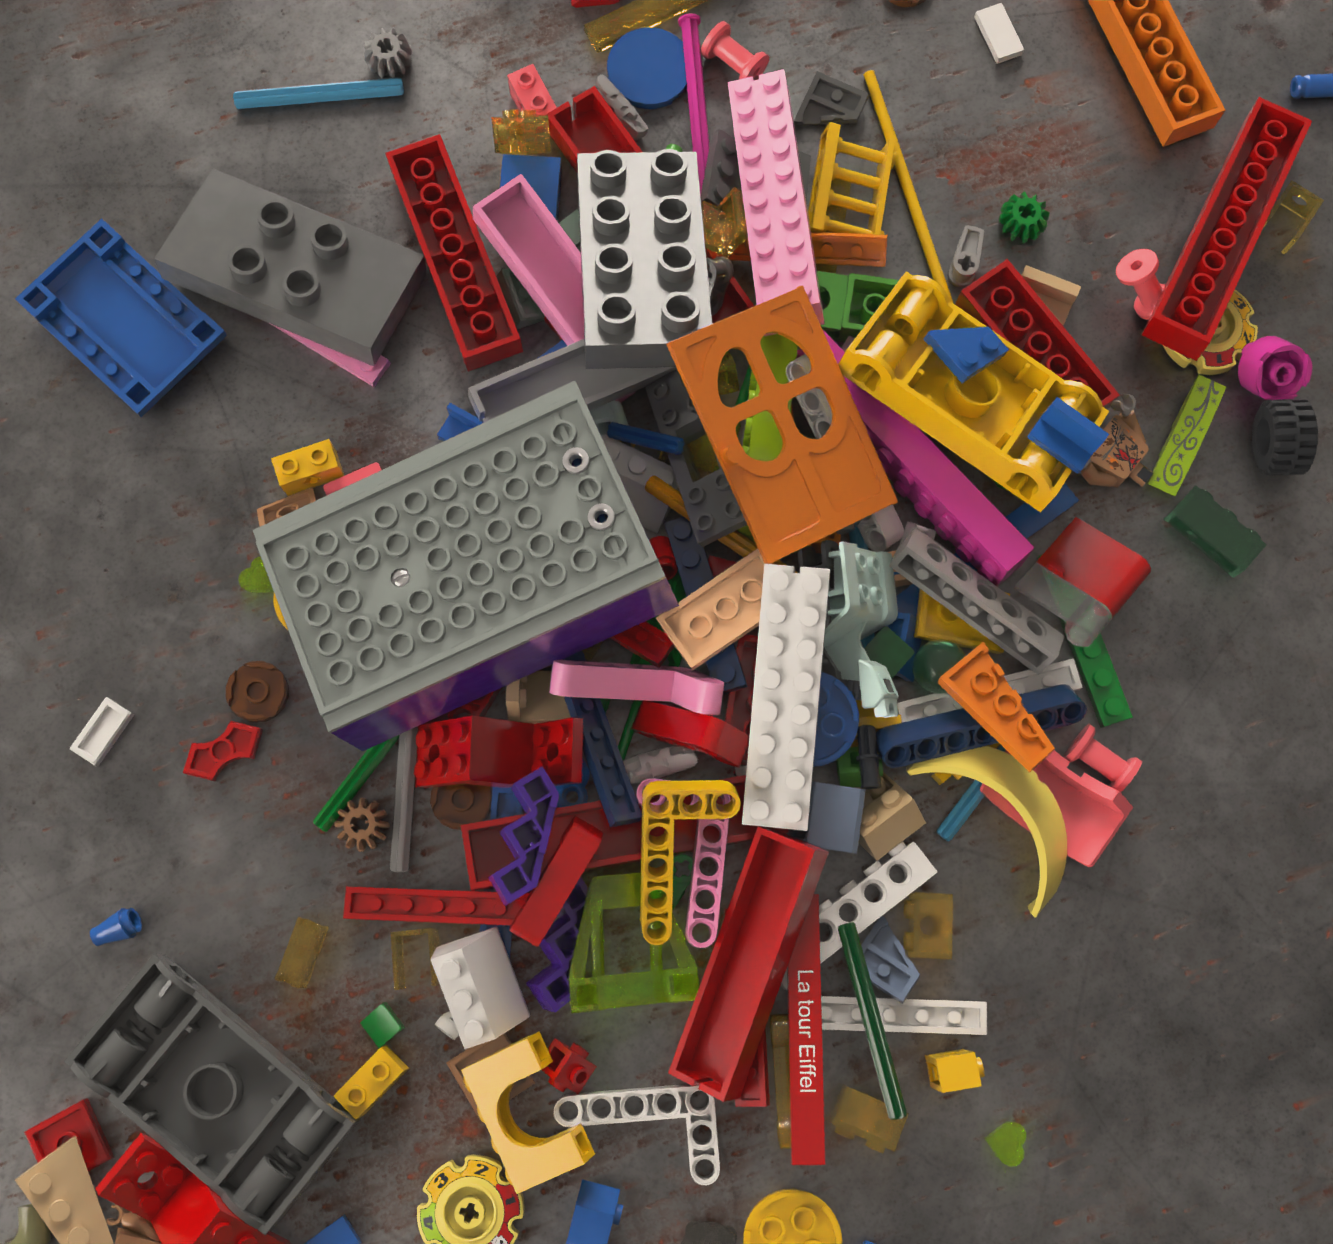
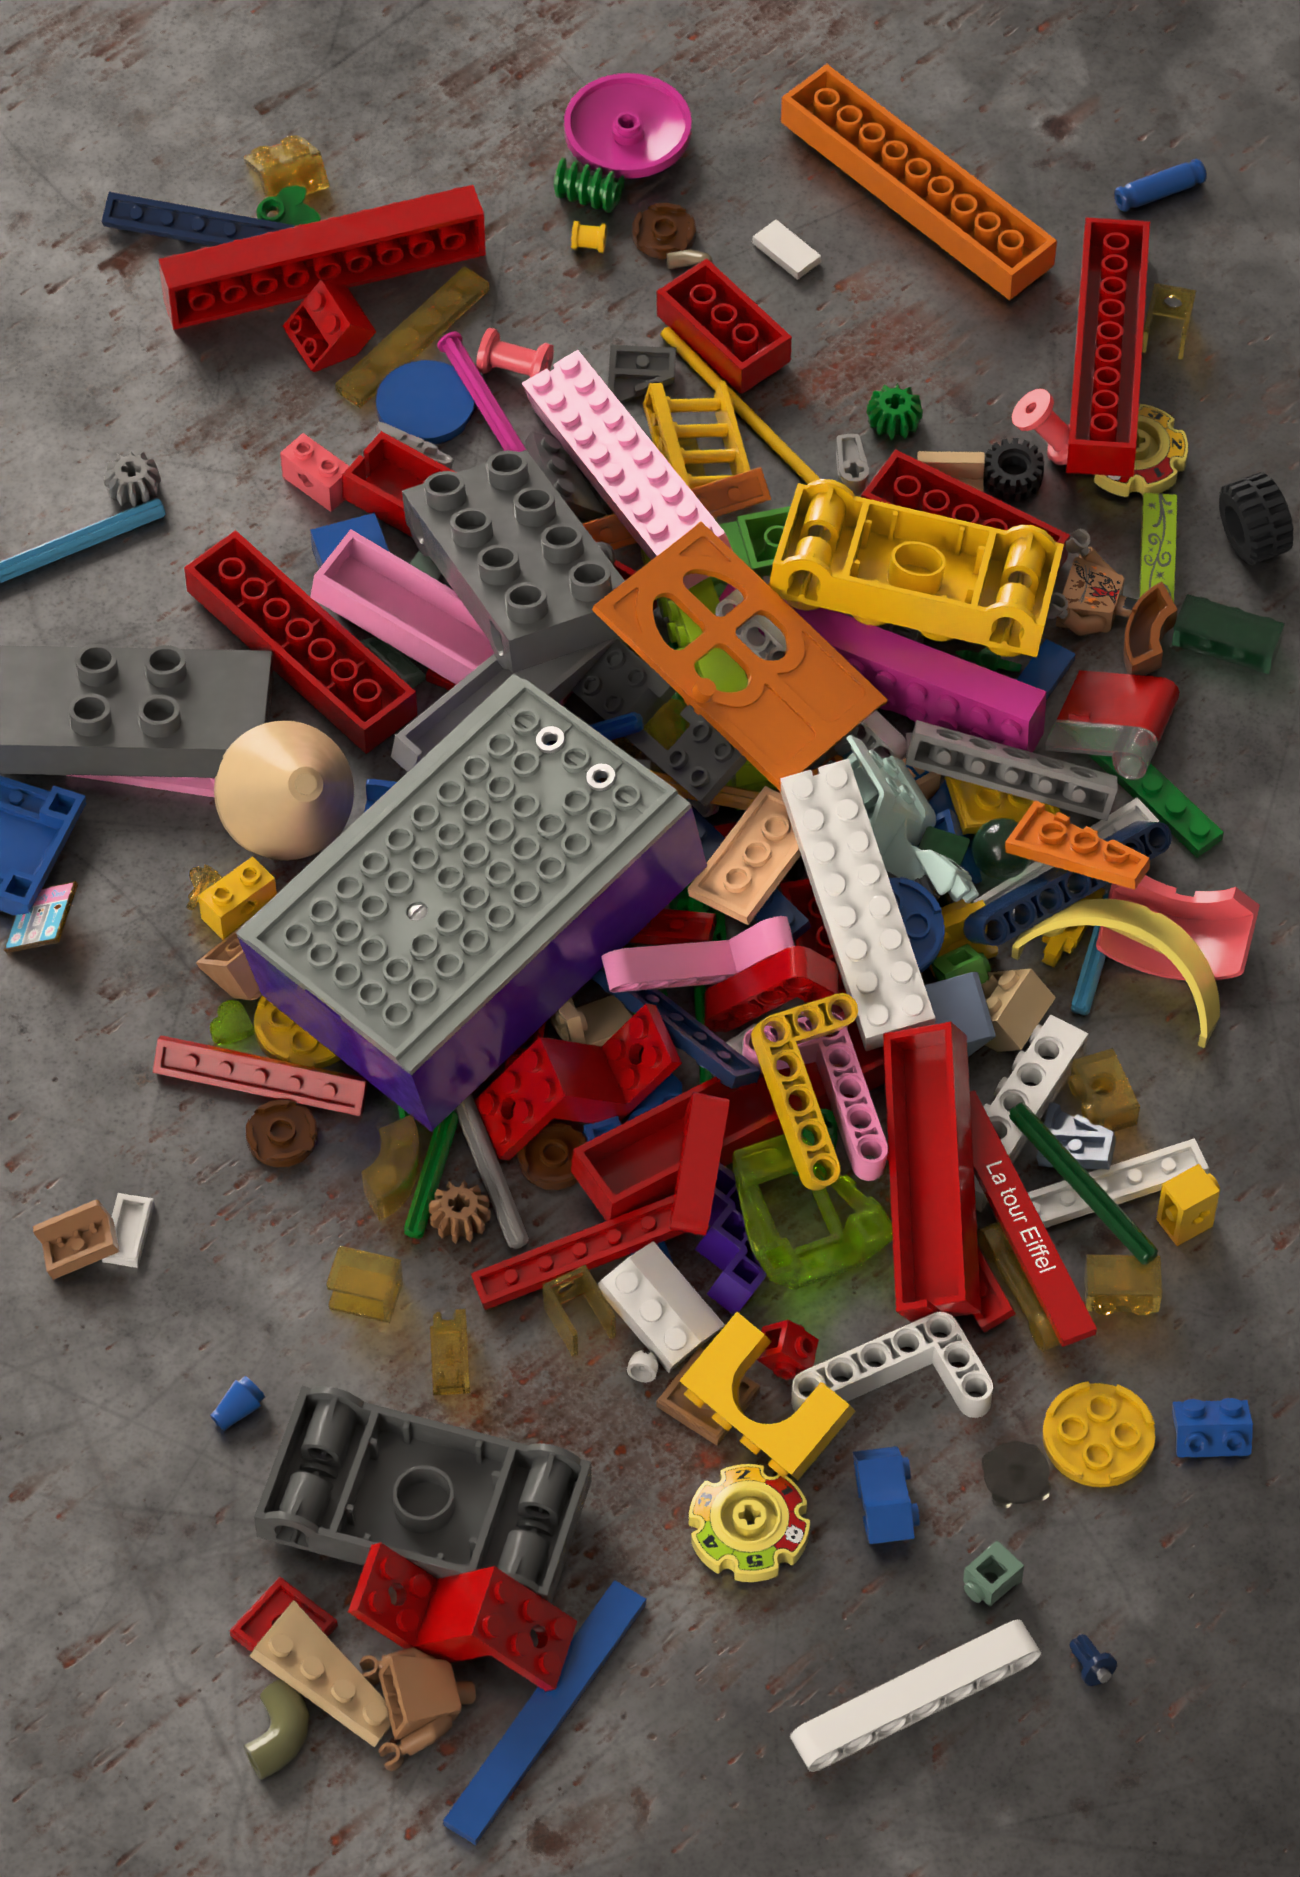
camera: 20 degrees left, 20 degrees down
(52, 731) = (77, 1238): none -> medium nougat bracket
(145, 432) = (44, 921): none -> piece
(209, 758) = (280, 1191): red tile -> none
(244, 626) = (260, 1075): none -> plate
(257, 863) = (364, 1284): none -> clear yellow piece
(290, 436) = (201, 878): none -> clear yellow piece
(324, 768) = (395, 1170): none -> clear yellow brick
(371, 1082) = (591, 1431): yellow brick -> none
(378, 388) = (284, 790): none -> tan cone
(382, 1024) = (571, 1390): green slope -> none
(521, 132) = (323, 502): clear yellow brick -> none
(527, 836) = (648, 1124): dark purple brick -> none
(725, 223) = (591, 506): clear yellow bracket -> none
(868, 757) = (967, 945): black axle -> none
(916, 12) = (686, 258): none -> dark tan arm
(916, 87) = (724, 326): none -> red brick
(966, 349) = (893, 530): blue wing -> none
(1008, 1142) = (1277, 1263): clear neon green tile -> none
(1067, 435) = (1030, 569): blue panel -> none
(1102, 759) = (1205, 875): coral piece -> none
(1109, 295) = (1018, 455): none -> black tyre
(1145, 506) = (1146, 626): none -> dark orange brick
(1274, 368) = (1216, 459): dark pink brick -> none

